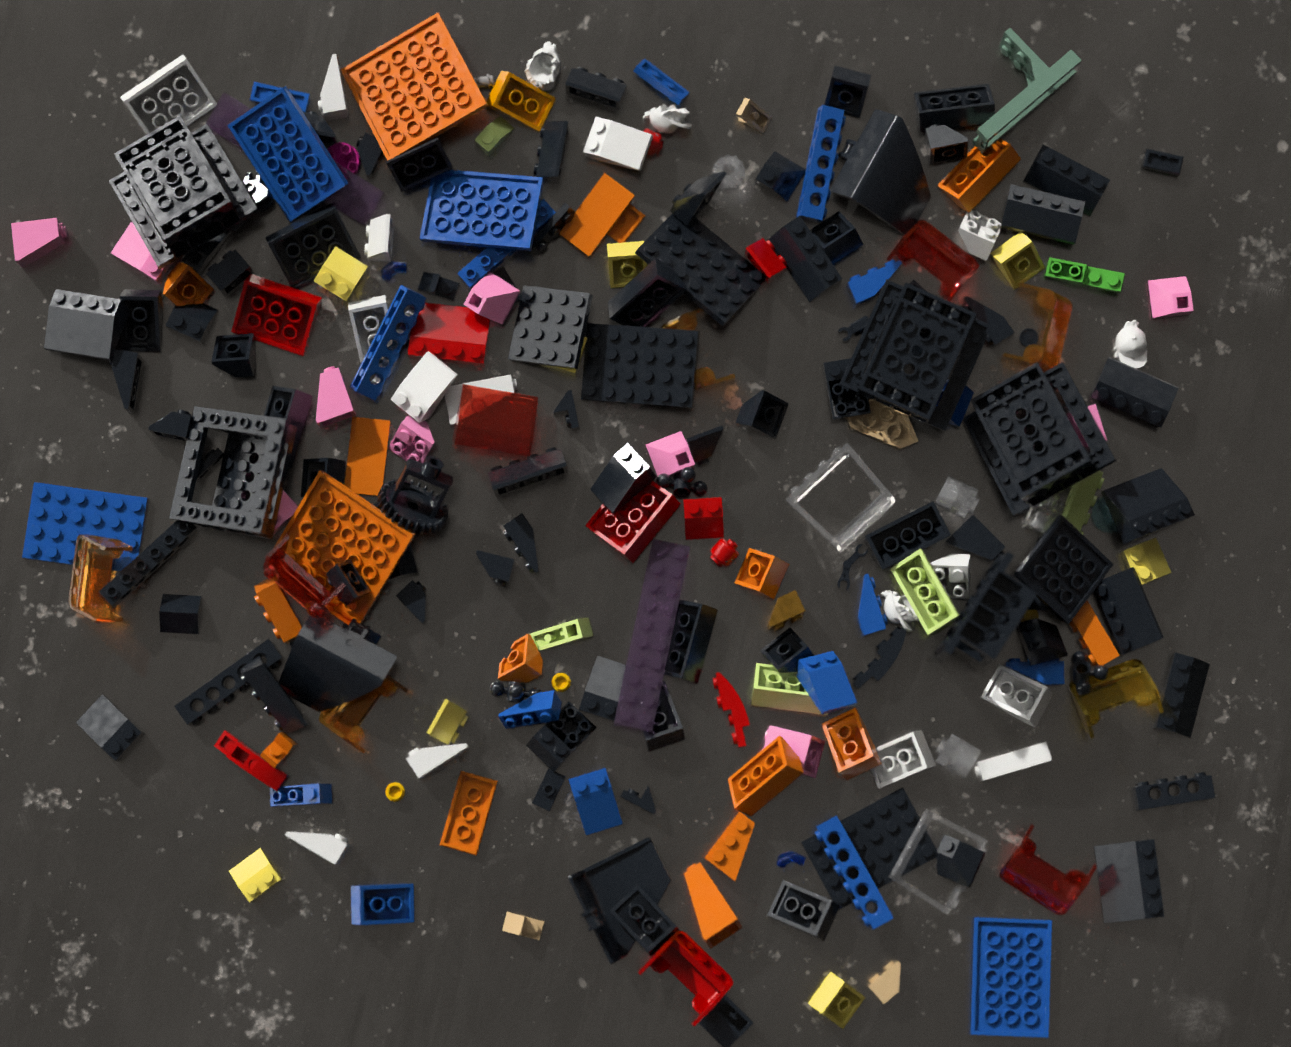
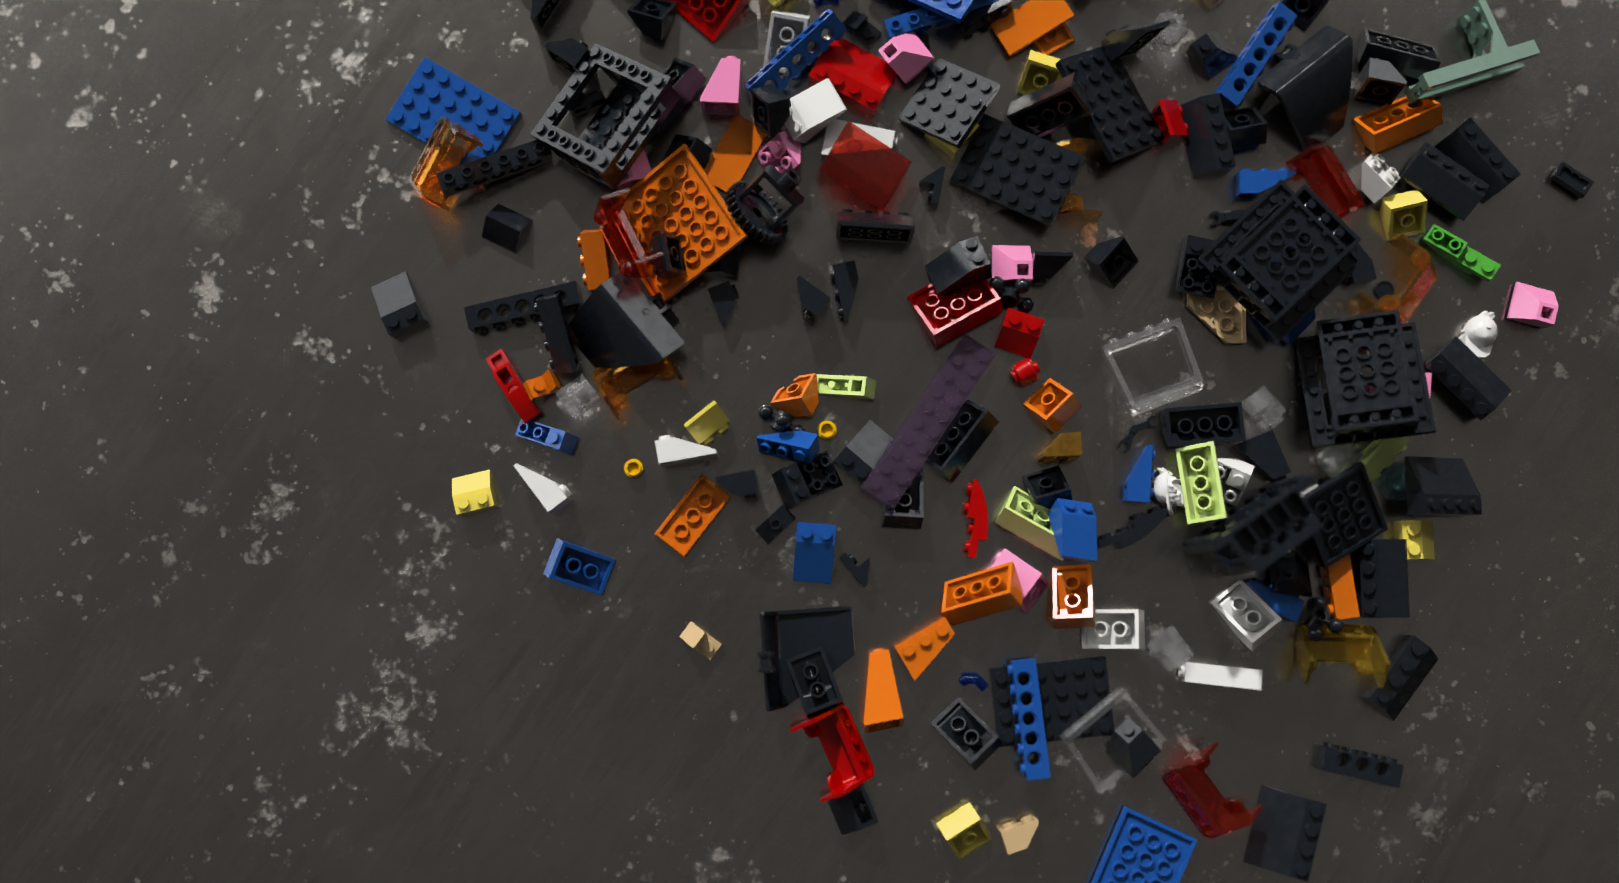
camera: 20 degrees right, 0 degrees up
(315, 746) = (577, 396): none -> clear gear
(385, 403) = (770, 109): none -> black slope
(503, 766) = (741, 484): none -> black slope

